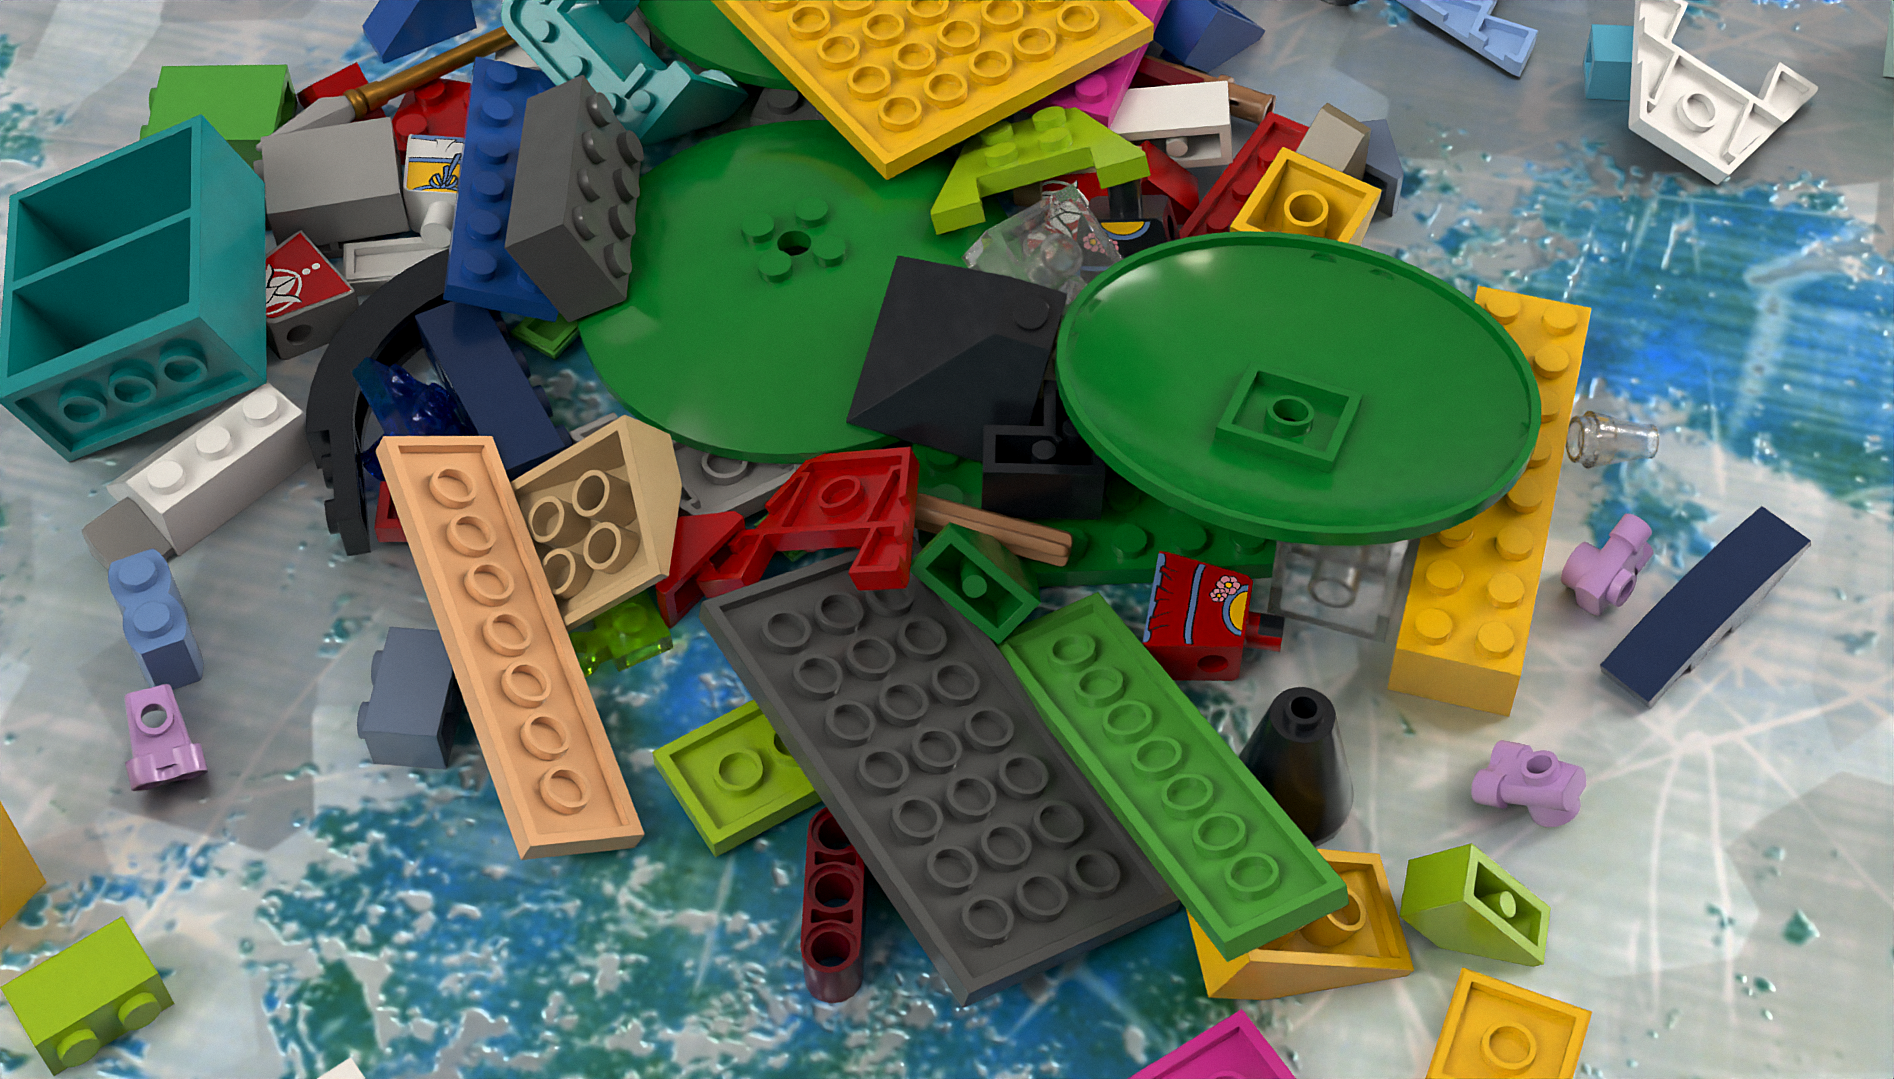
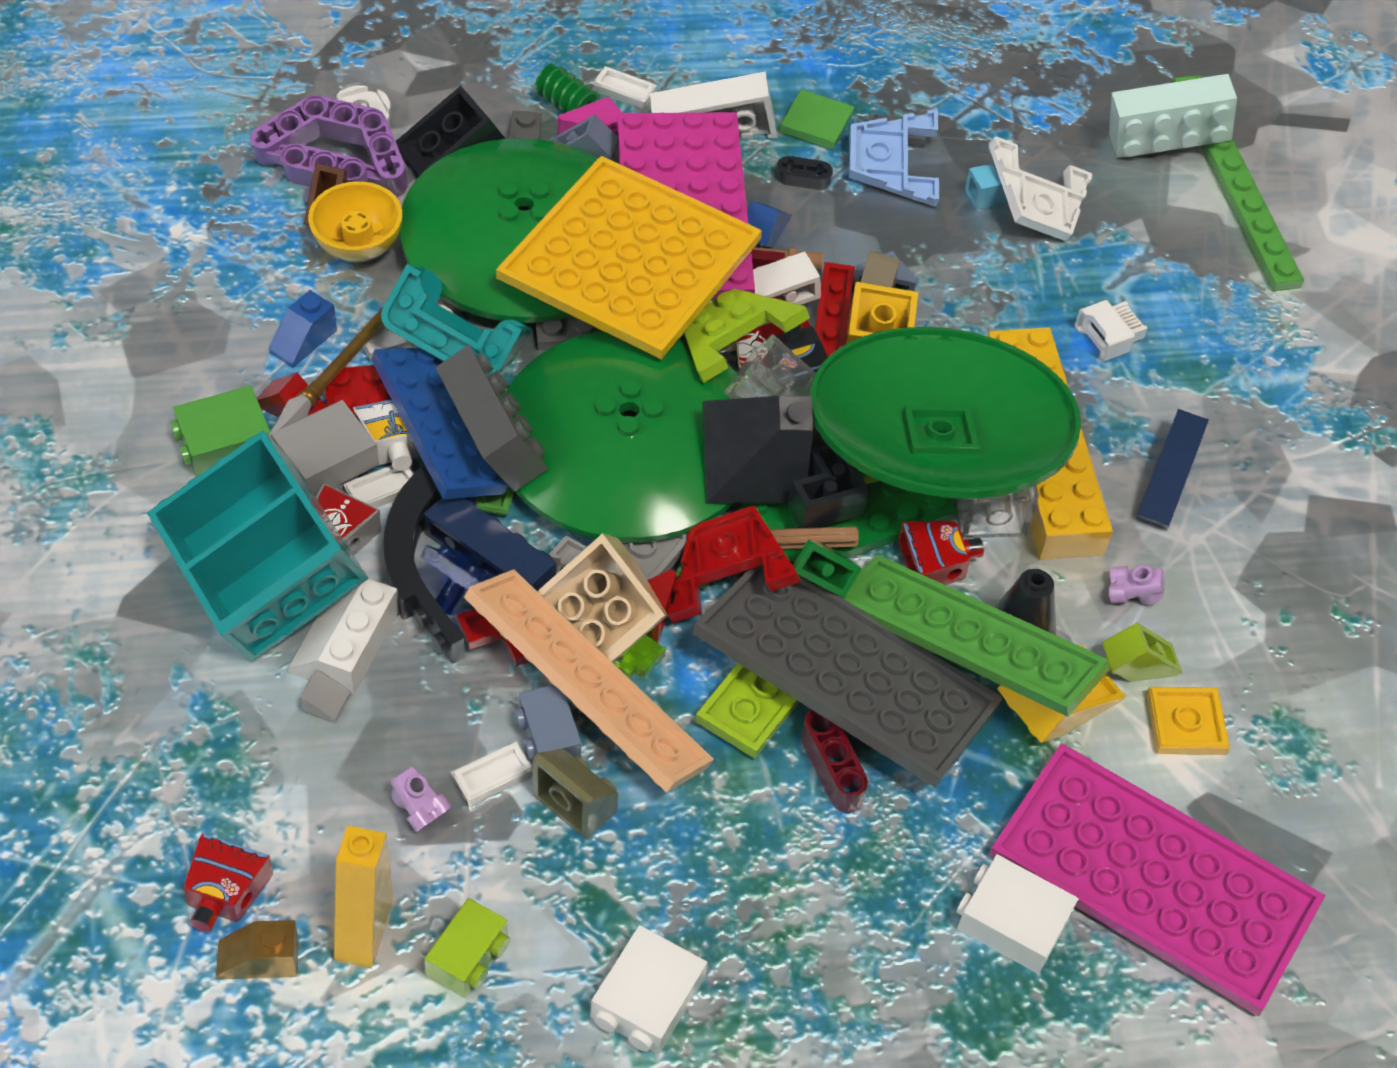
camera: 30 degrees left, 0 degrees up
(155, 620) = (375, 734): medium blue brick -> none
(298, 741) = (492, 773): none -> white tile
(391, 804) = (573, 791): none -> olive slope
(1608, 440) = (1089, 394): clear cone -> none
(1609, 573) = (1118, 467): lavender plate -> none
(1718, 342) = (1110, 328): none -> white piece

